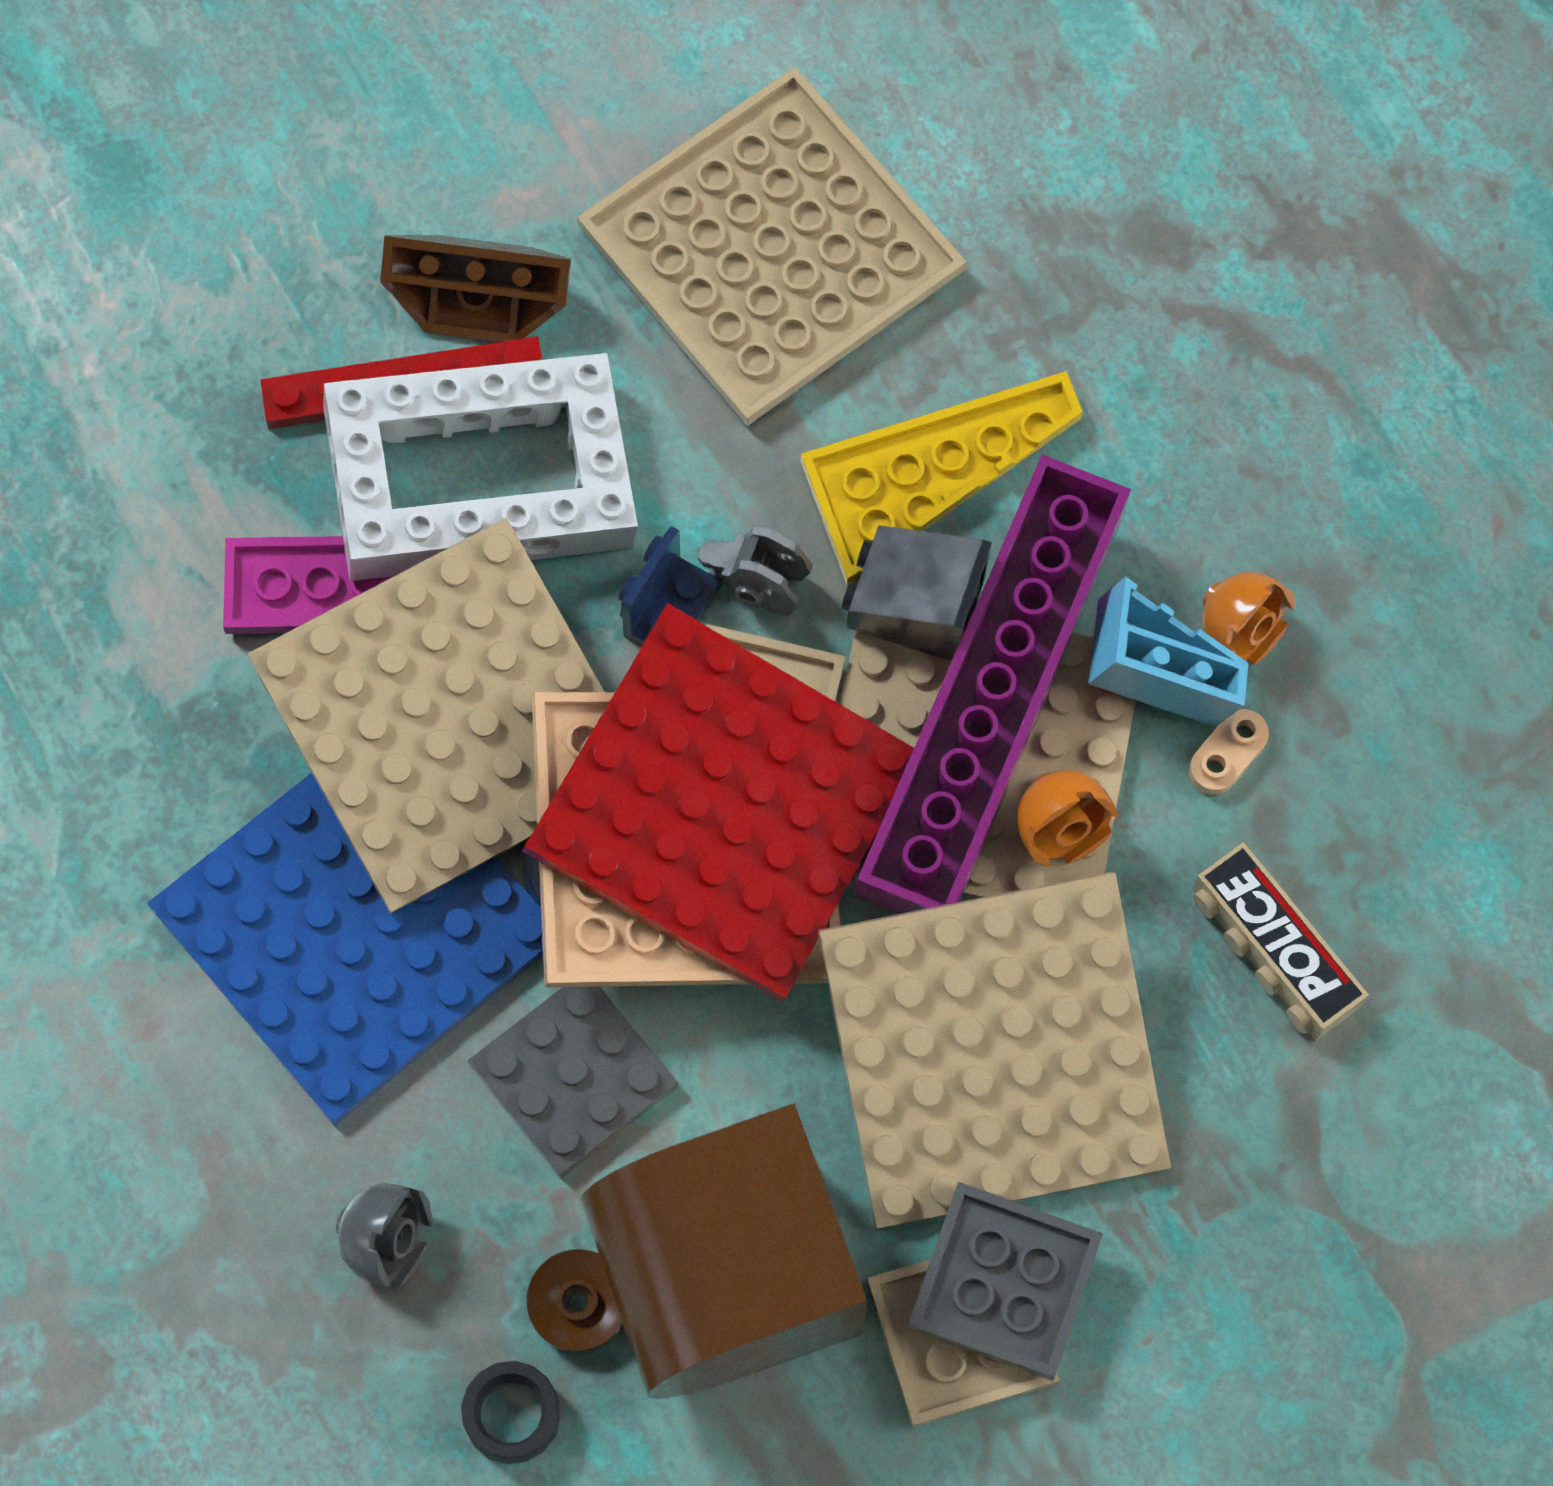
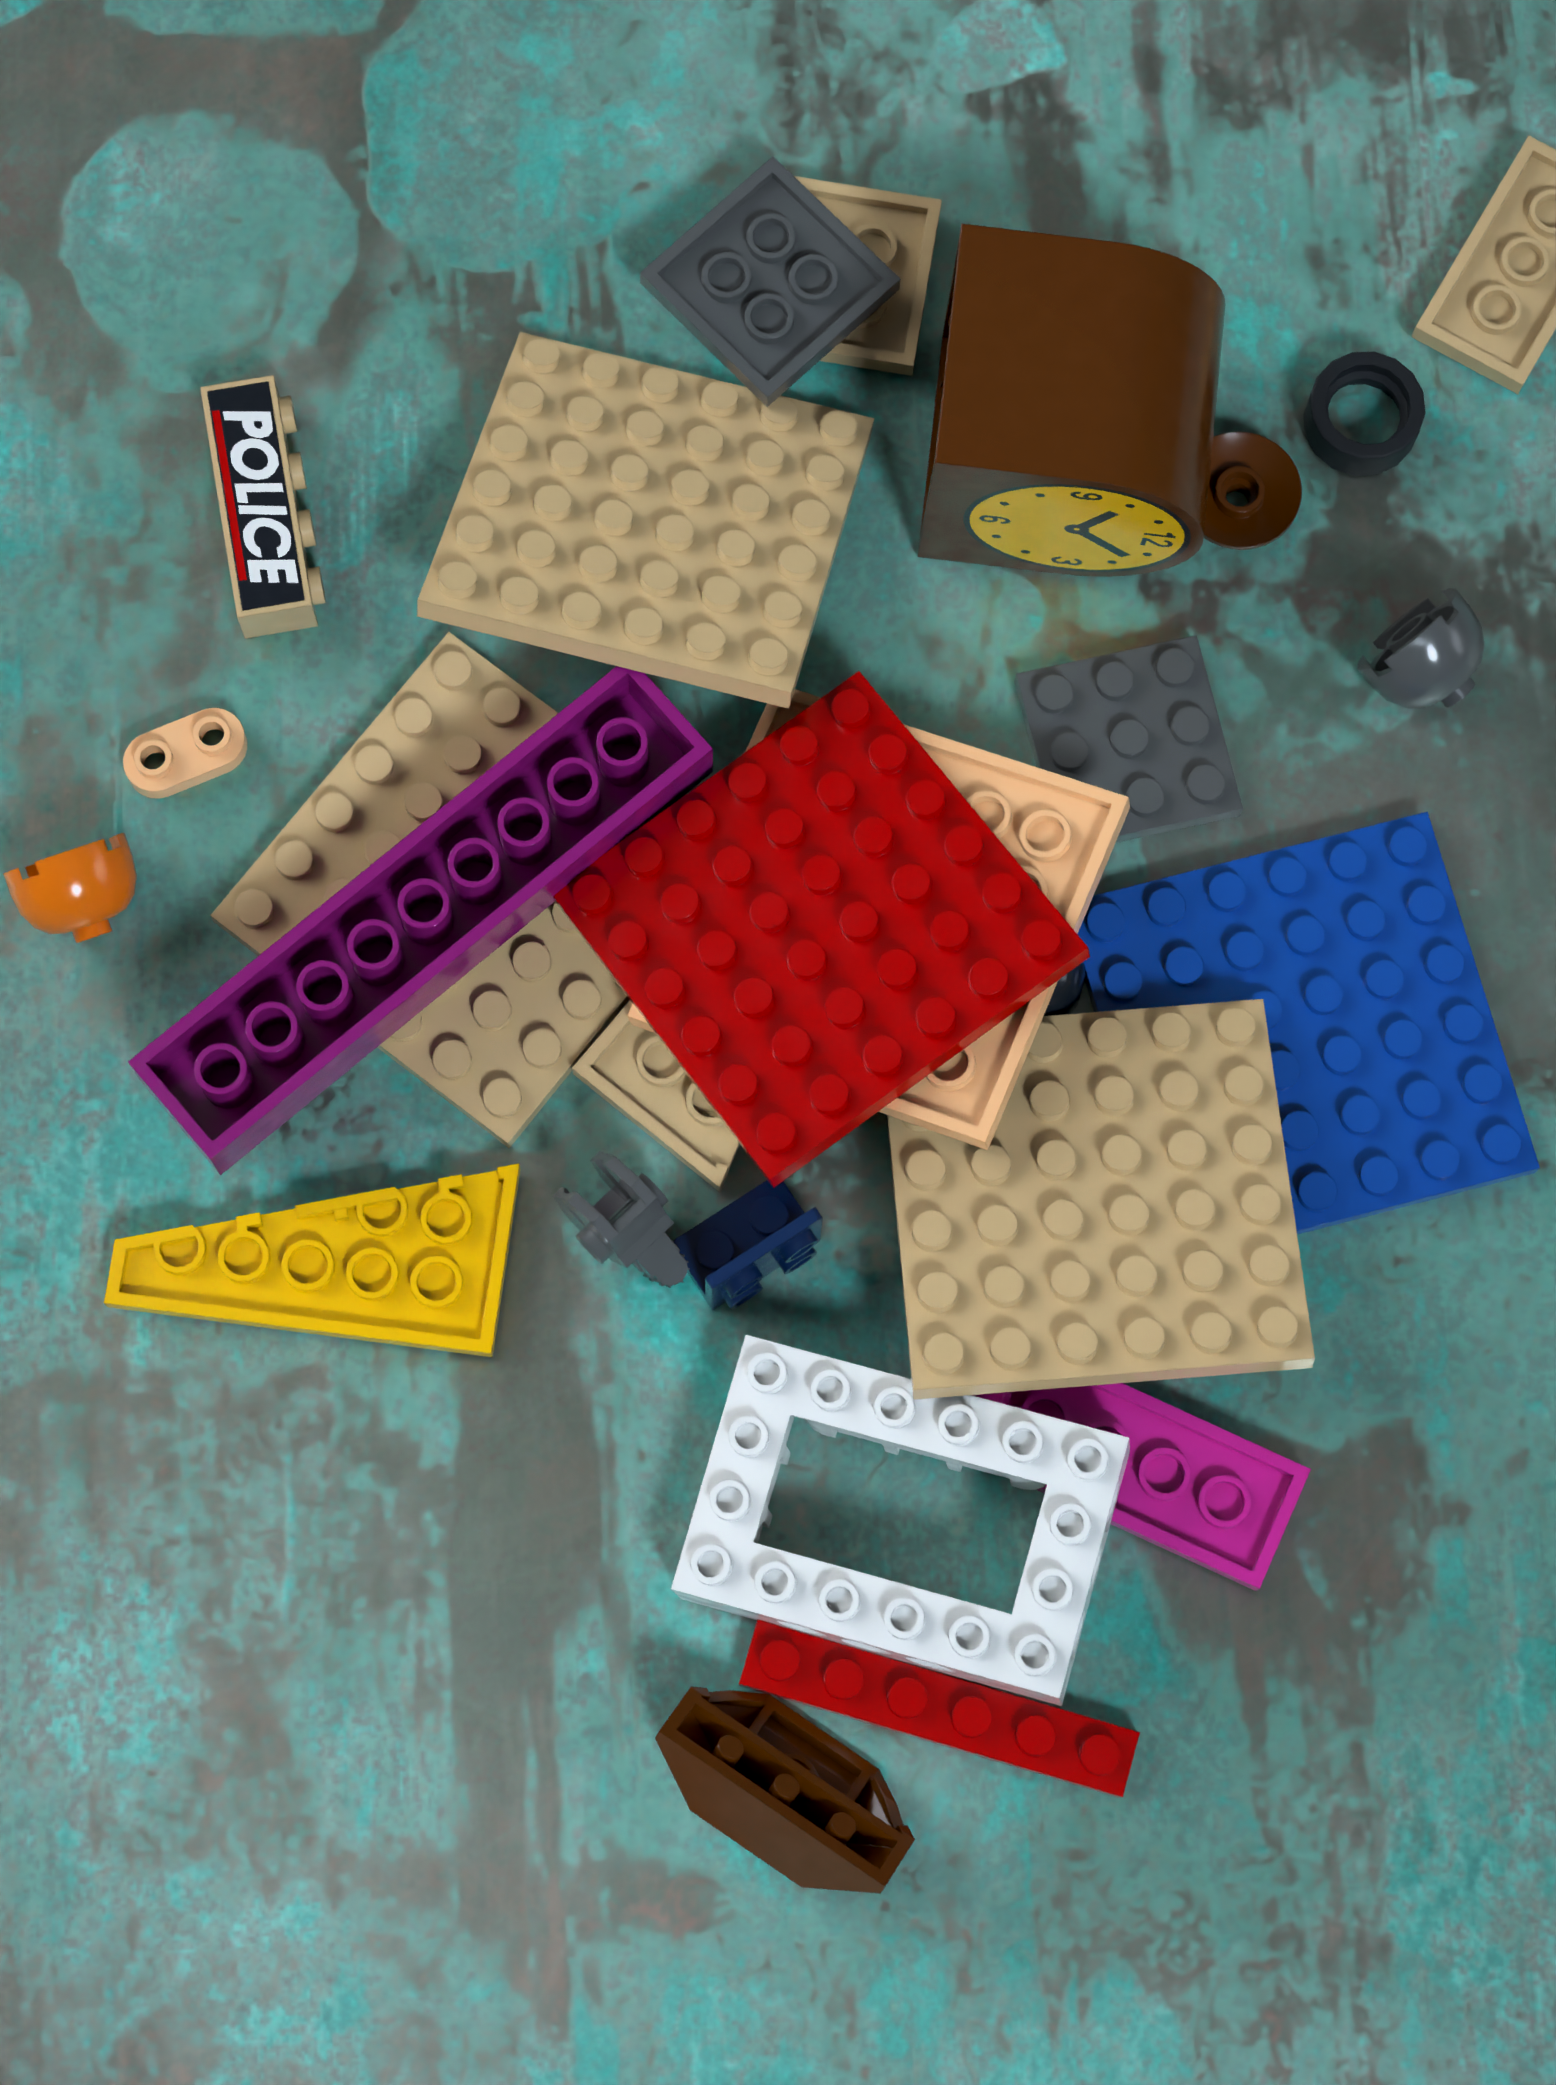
camera: 155 degrees left, 5 degrees up
(771, 245) = (375, 1671): tan plate -> none
(917, 588) = (447, 1080): black slope -> none
(1064, 816) = (428, 738): orange cylinder -> none
(1161, 661) = (210, 866): medium azure wedge -> none

